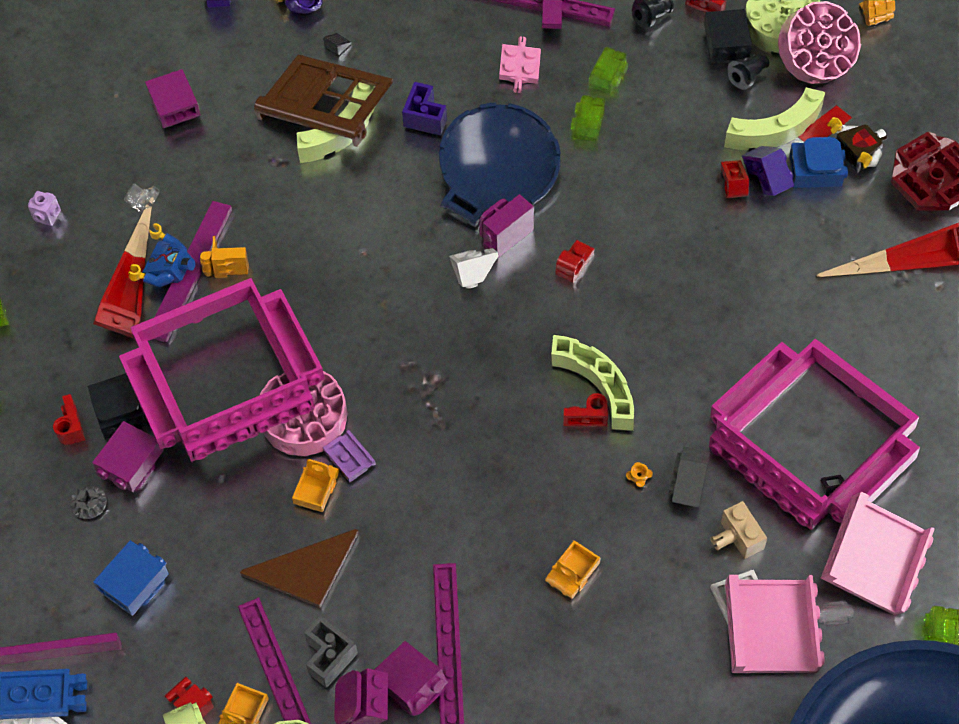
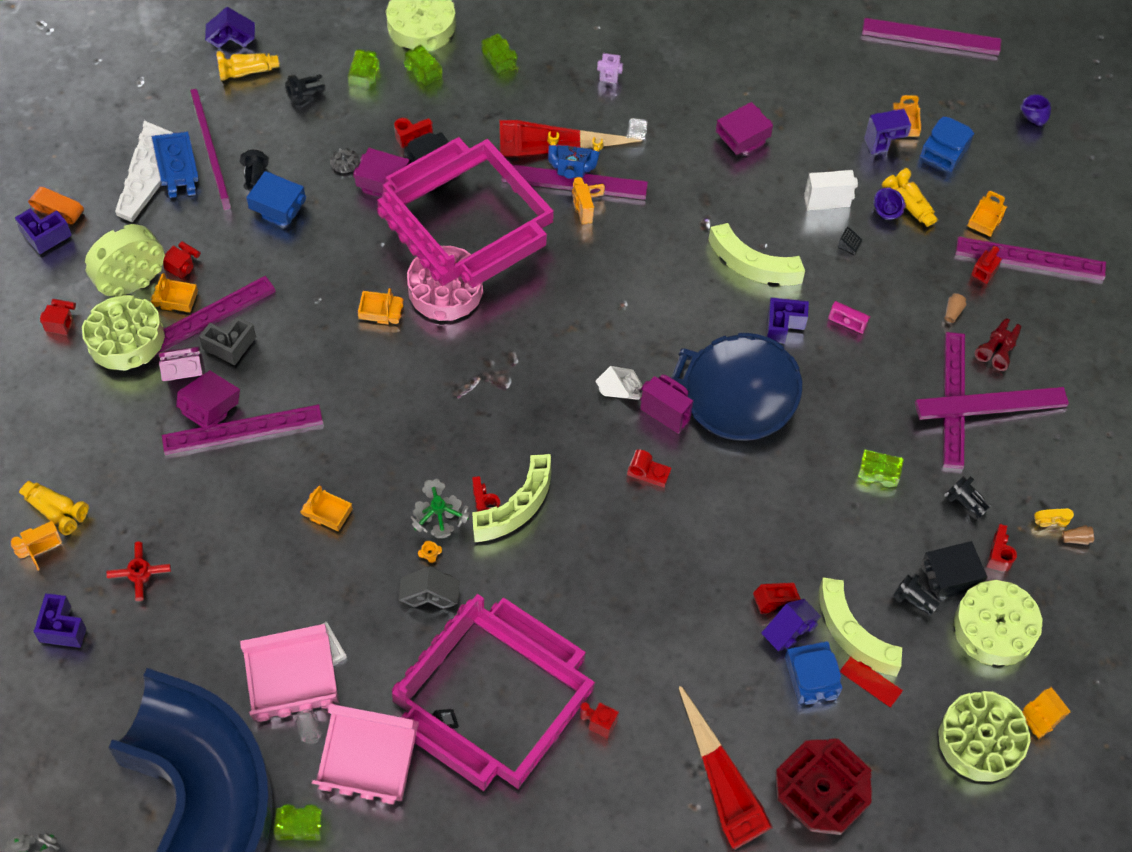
camera: 75 degrees right, 0 degrees up
(66, 600) = (254, 162): none -> black piece
(276, 40) = (830, 190): none -> white brick
(304, 85) = (778, 218): reddish brown door -> none
(306, 571) = (303, 317): reddish brown tile -> none
(349, 456) = (411, 326): medium lavender plate -> none
(429, 60) = (849, 317): none -> dark pink brick
(519, 64) = (868, 393): bright pink plate -> none
(589, 118) = (816, 459): clear neon green brick -> none
(598, 447) = (449, 506): none -> light grey plant
(741, 530) = (380, 638): tan brick -> none
(819, 42) = (981, 656): bright pink brick -> none
(851, 341) = (601, 720): none -> red brick
(860, 143) = (848, 711): torso -> none
(895, 51) = (980, 756): none -> yellowish green brick

